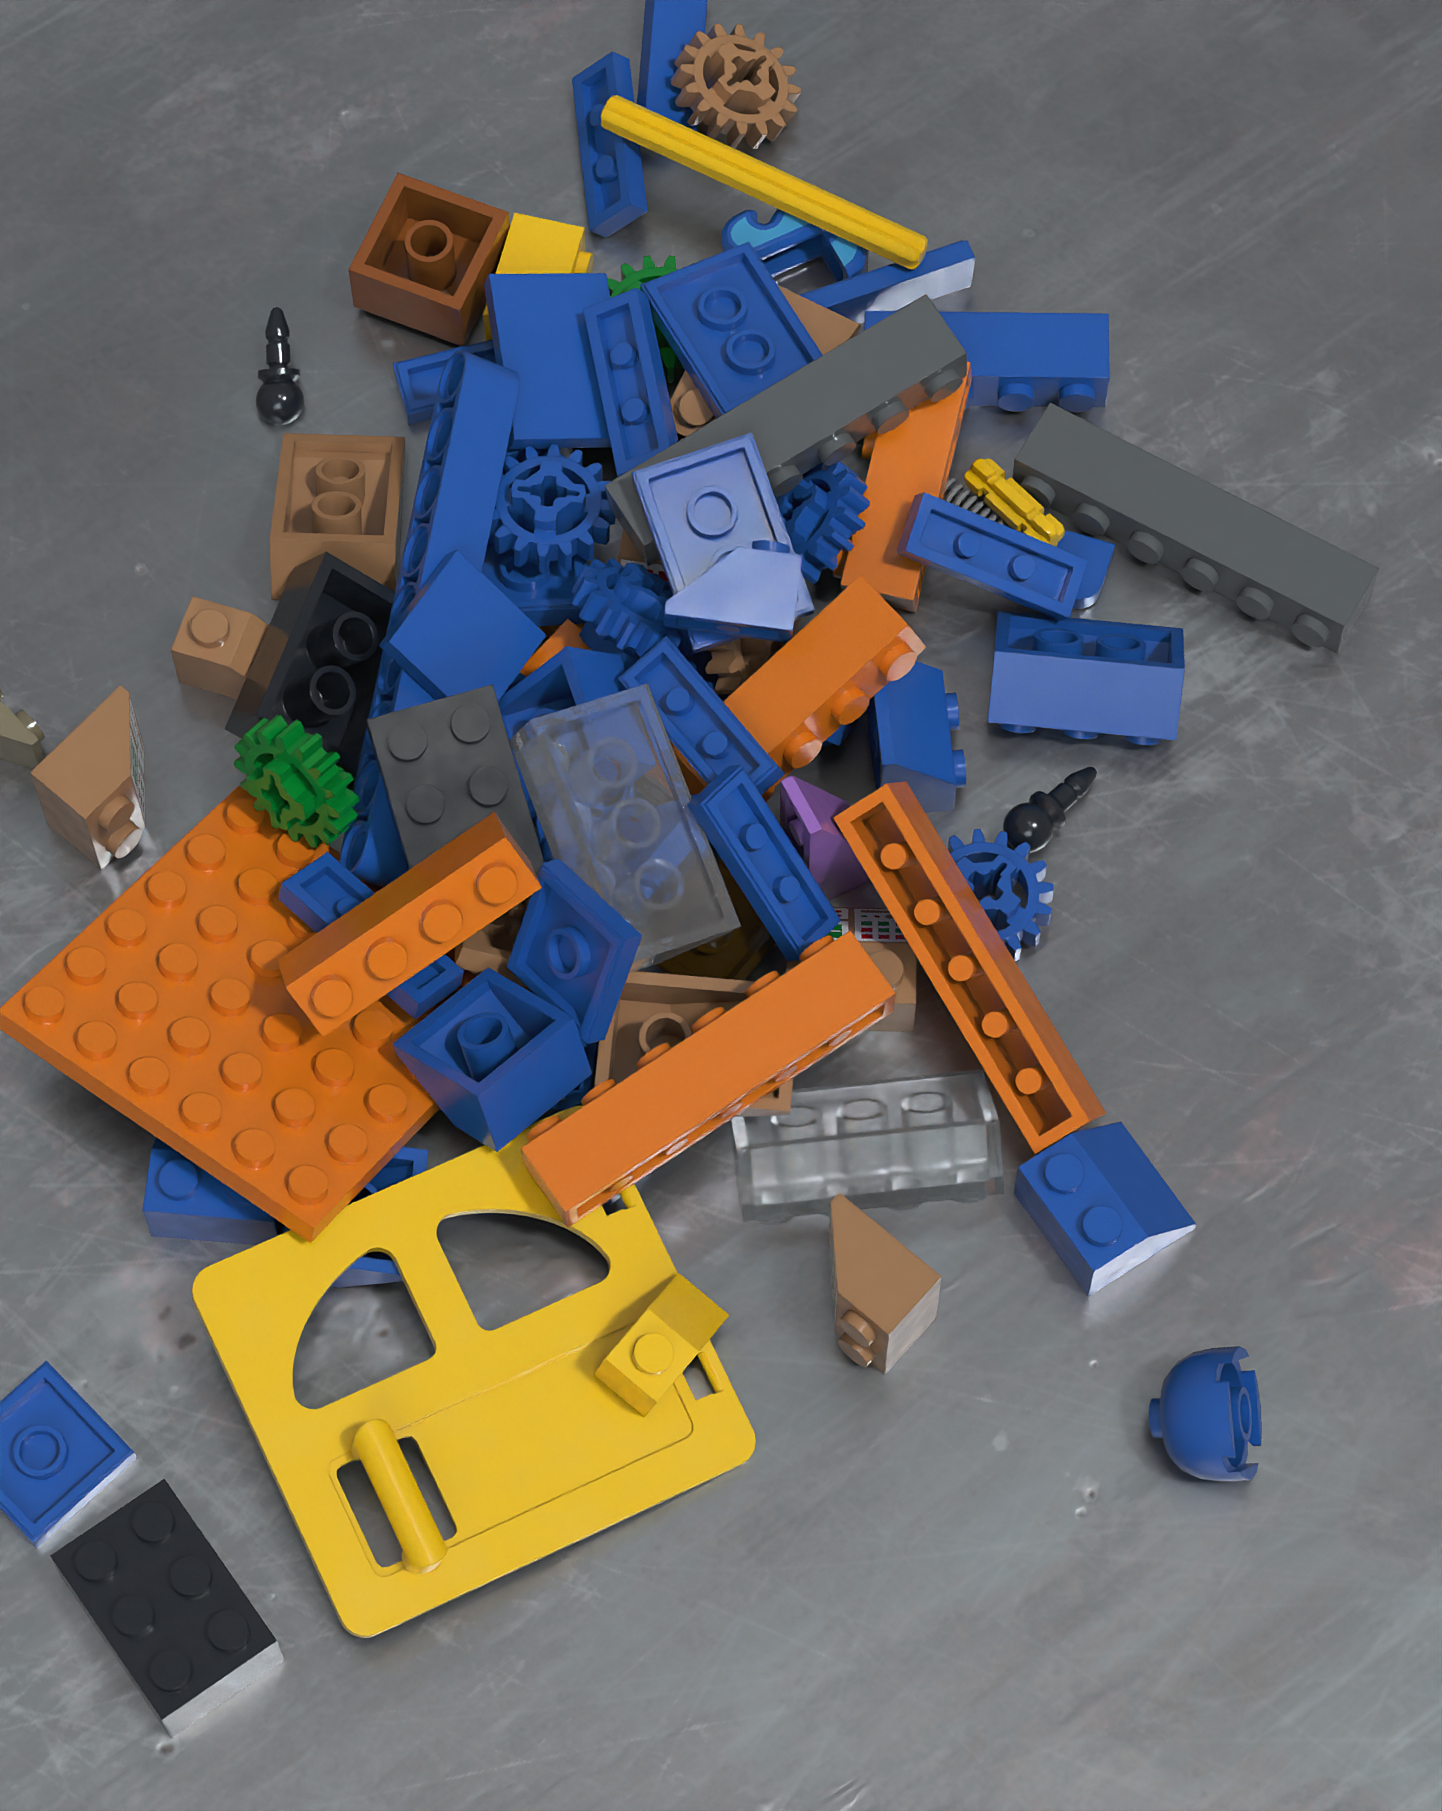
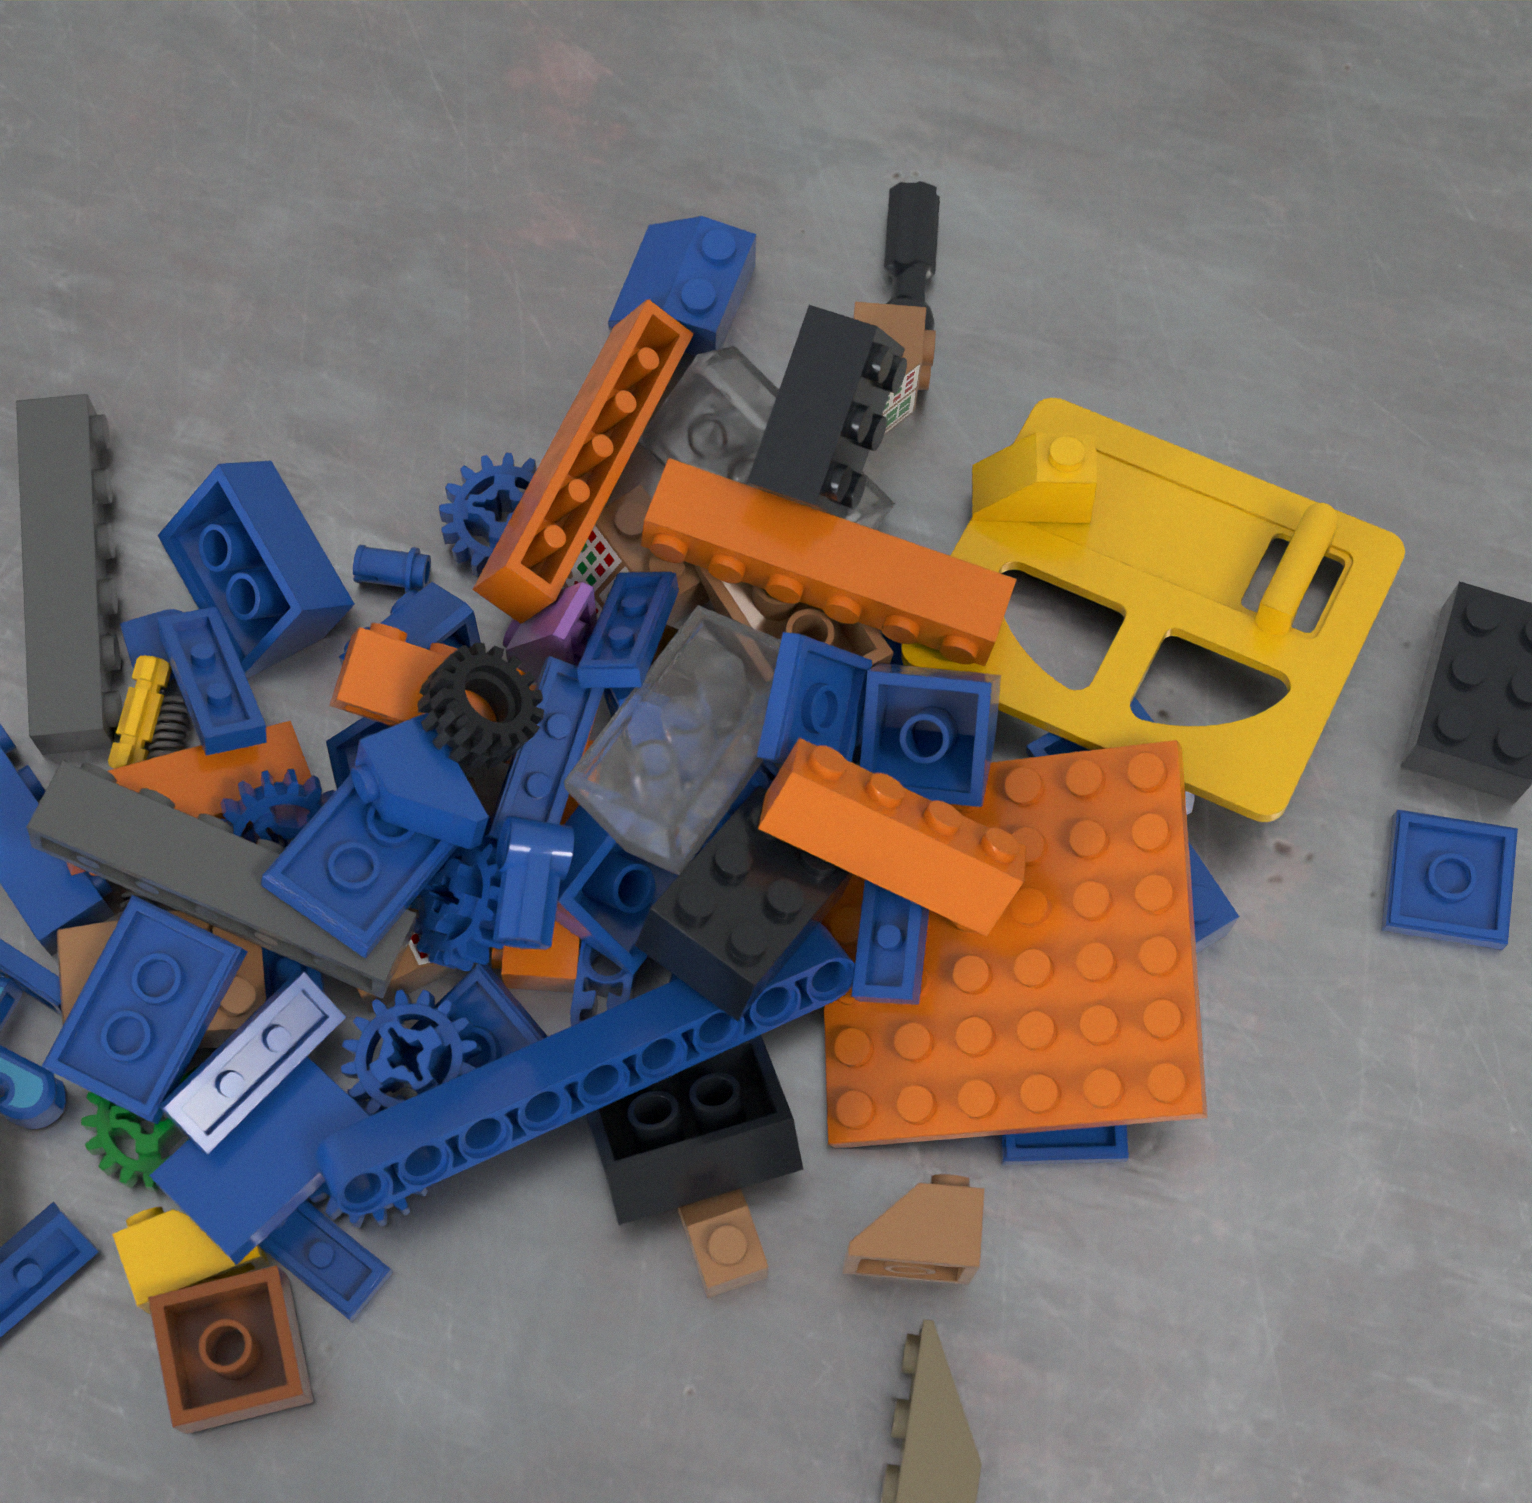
camera: 130 degrees left, 5 degrees up
(279, 397) = (446, 1398): black bar -> none
(296, 781) = (816, 1057): green gear -> none
(338, 500) = (527, 1249): medium nougat slope -> none
(461, 633) = (597, 1012): blue tile -> none
(605, 637) = (532, 864): none -> blue piece
(736, 696) = (461, 724): none -> black tyre
(828, 1138) = (829, 412): none -> black brick
(983, 1424) = (912, 243): none -> black piece
(996, 793) = (392, 567): none -> blue pin
(1044, 812) = (413, 526): black bar -> none
(1209, 1415) = (795, 114): blue cylinder -> none

